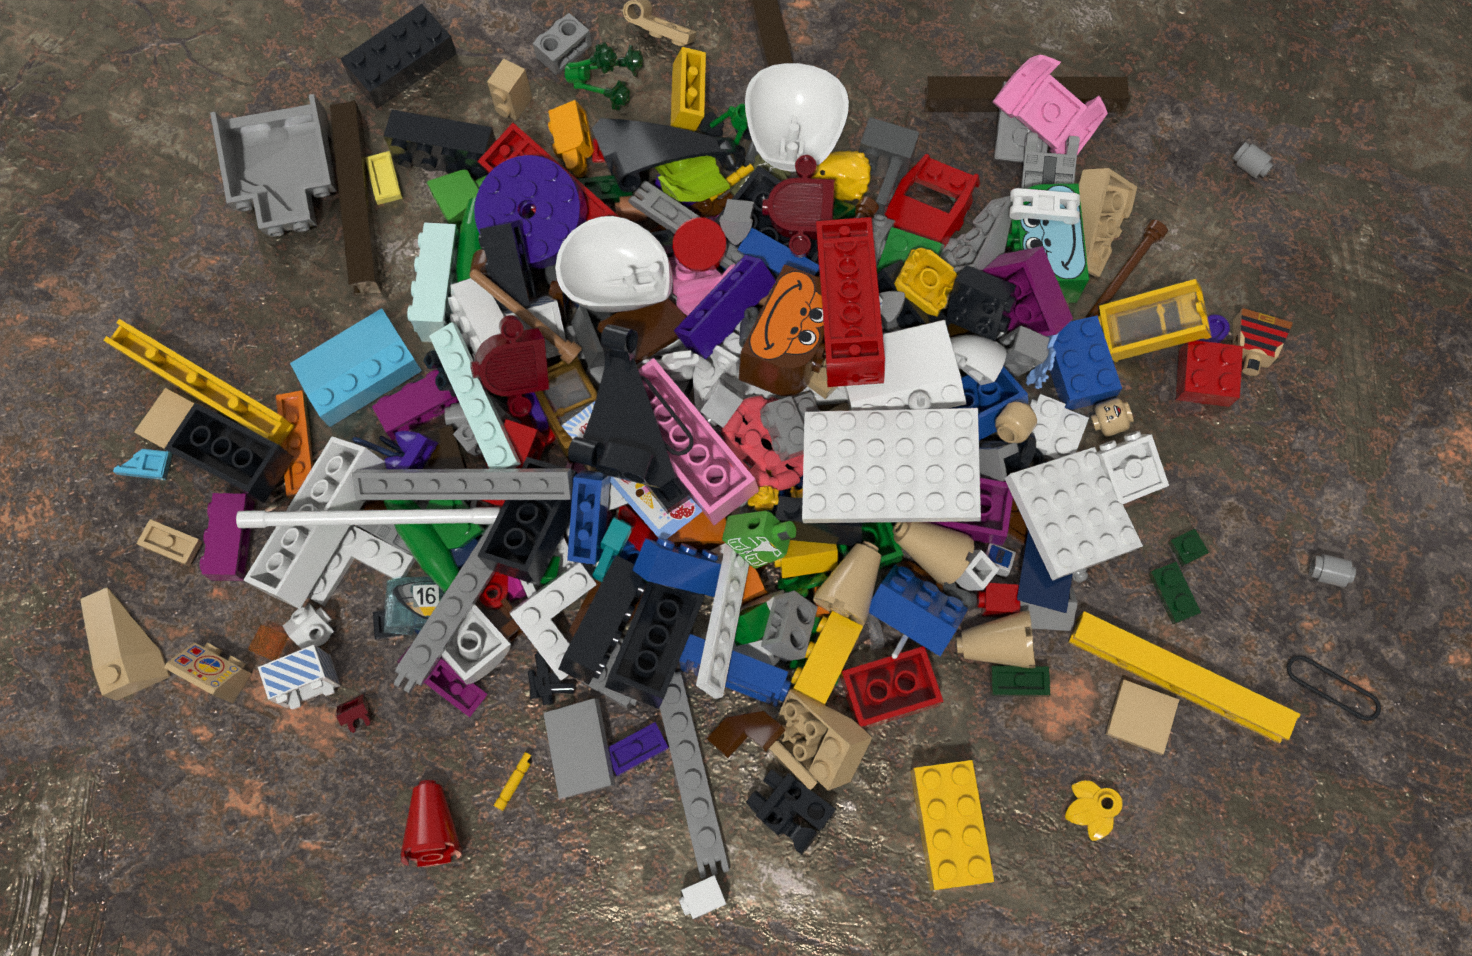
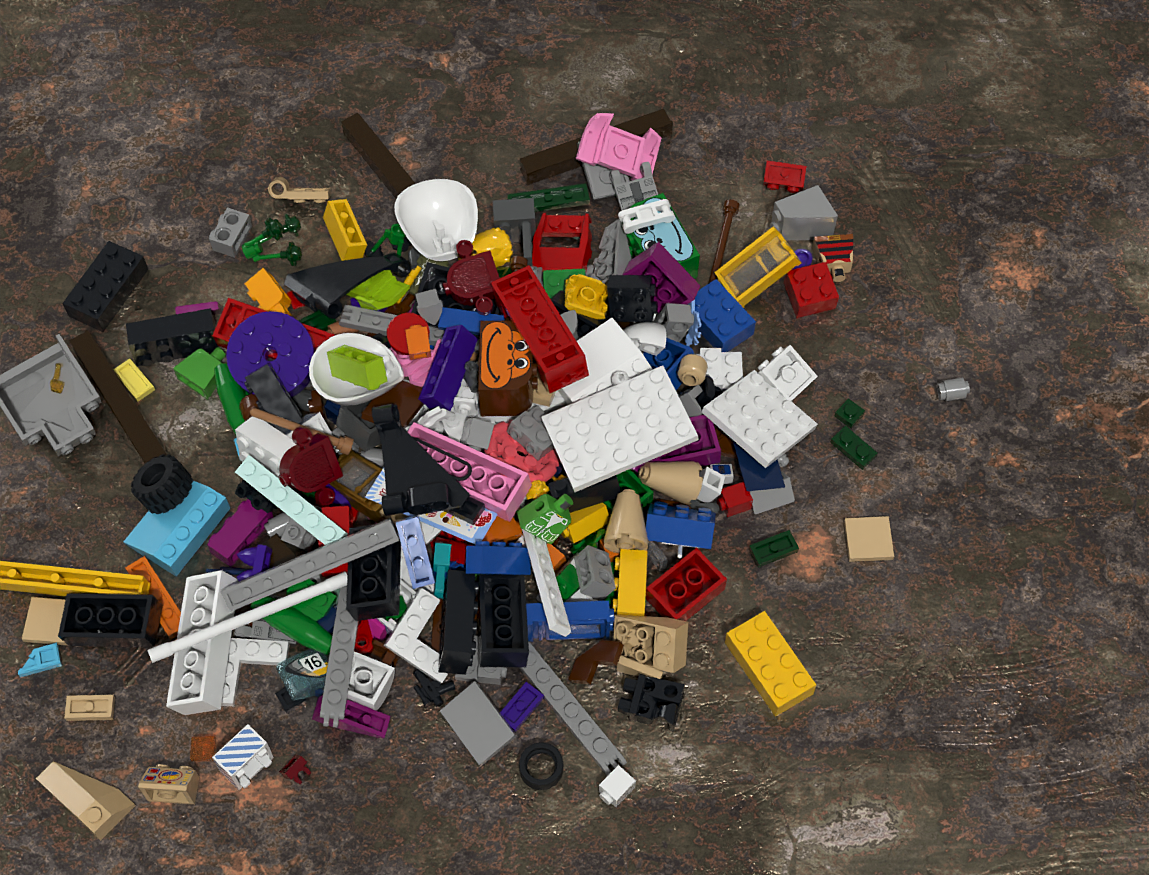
camera: 25 degrees left, 10 degrees down
(224, 542) = (135, 684): magenta brick -> none
(294, 149) = (56, 385): none -> clear yellow hand
(309, 626) = (231, 720): white brick -> none
(353, 314) = (161, 484): none -> black tyre
(429, 828) = (393, 824): red cone -> none
(434, 276) = (215, 437): light aqua brick -> none
(497, 125) = (215, 307): none -> magenta tile
(509, 89) = (207, 279): tan brick -> none
(513, 782) = (439, 769): yellow wheel -> none
(606, 826) = (538, 748): none -> black tyre
(614, 266) = (357, 367): none -> lime brick
(703, 260) = (418, 342): none -> orange brick
(949, 139) = (556, 197): none -> dark green plate
(1000, 641) = (748, 525): tan cone -> none
(1089, 810) = (861, 615): yellow plate -> none
(1104, 204) = (689, 201): tan wedge -> none
(1112, 417) = (757, 345): tan head -> none
(1183, 678) = (883, 500): yellow tile -> none
(1239, 216) = (784, 176): none -> red bracket
(1241, 277) = (804, 215): none -> light grey slope
(1253, 160) = (777, 135): light grey brick -> none
(1375, 699) = (988, 475): black piece -> none

